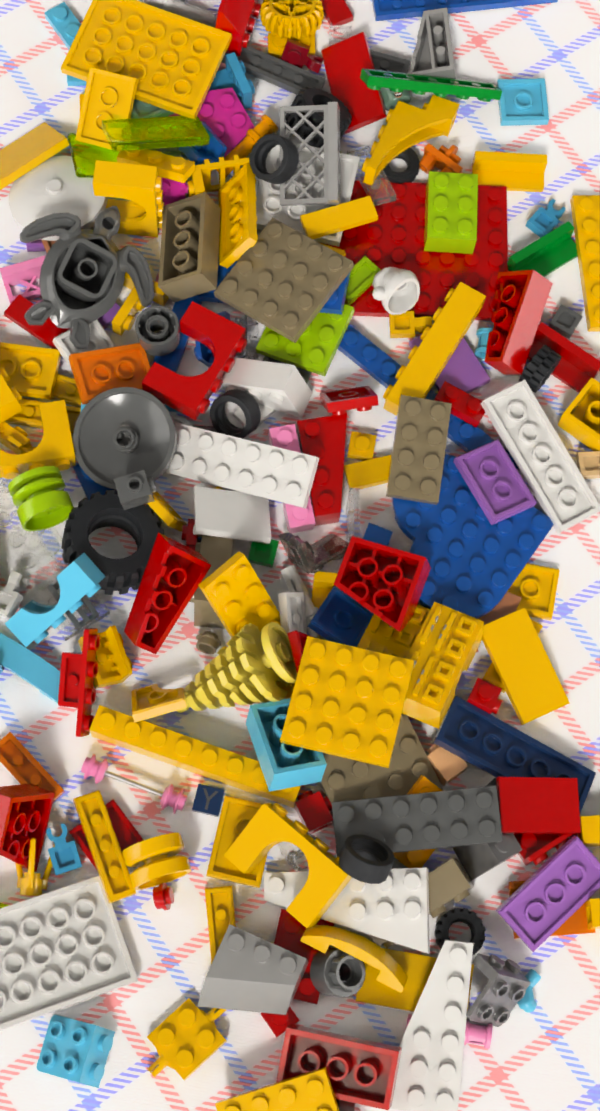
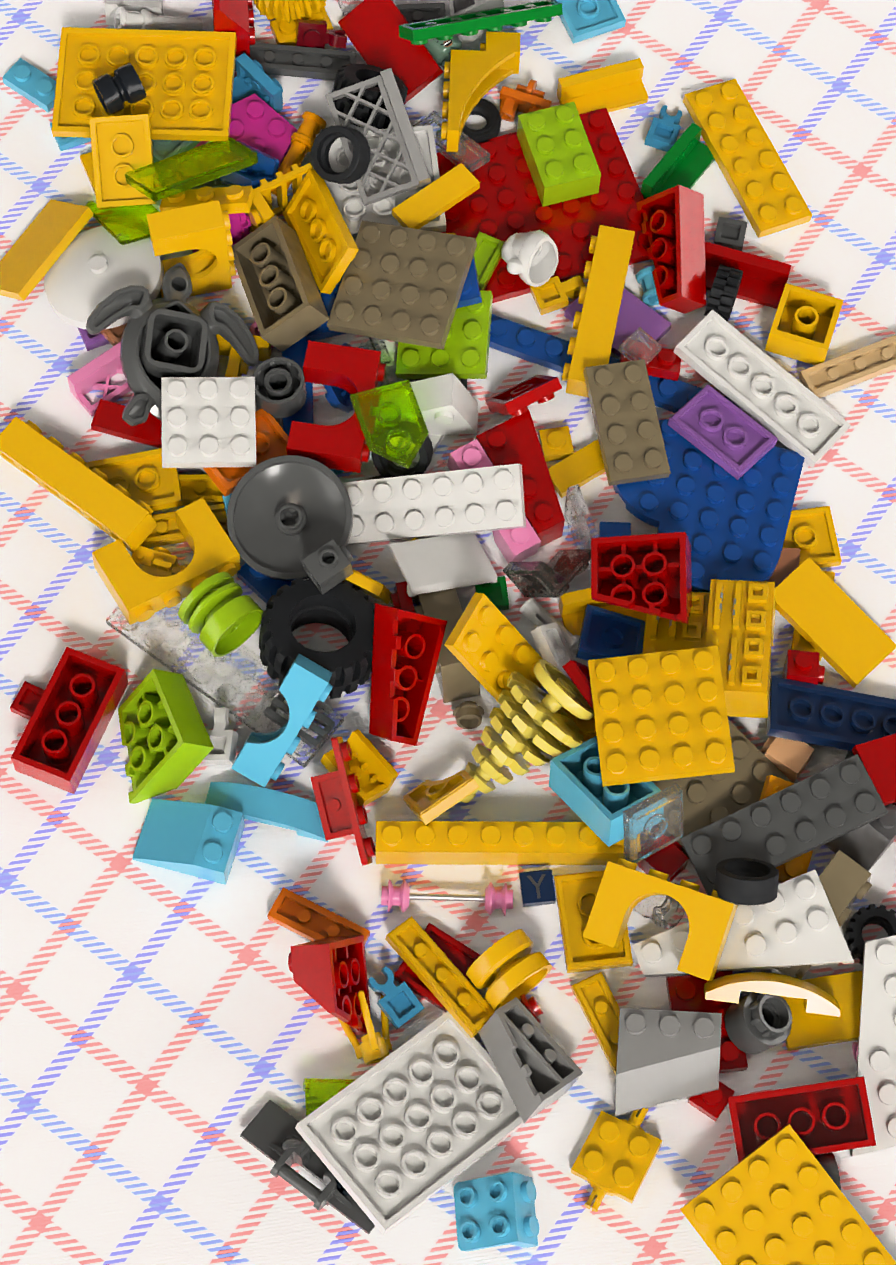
camera: 15 degrees left, 5 degrees down
(89, 341) = (208, 422): none -> white plate
(121, 51) = (120, 88): none -> black wheel
(144, 938) = (527, 1059): none -> light grey wedge
(230, 388) = (391, 421): none -> clear neon green tile
(311, 785) = (653, 824): none -> clear tile
(454, 391) = (640, 346): none -> clear tile

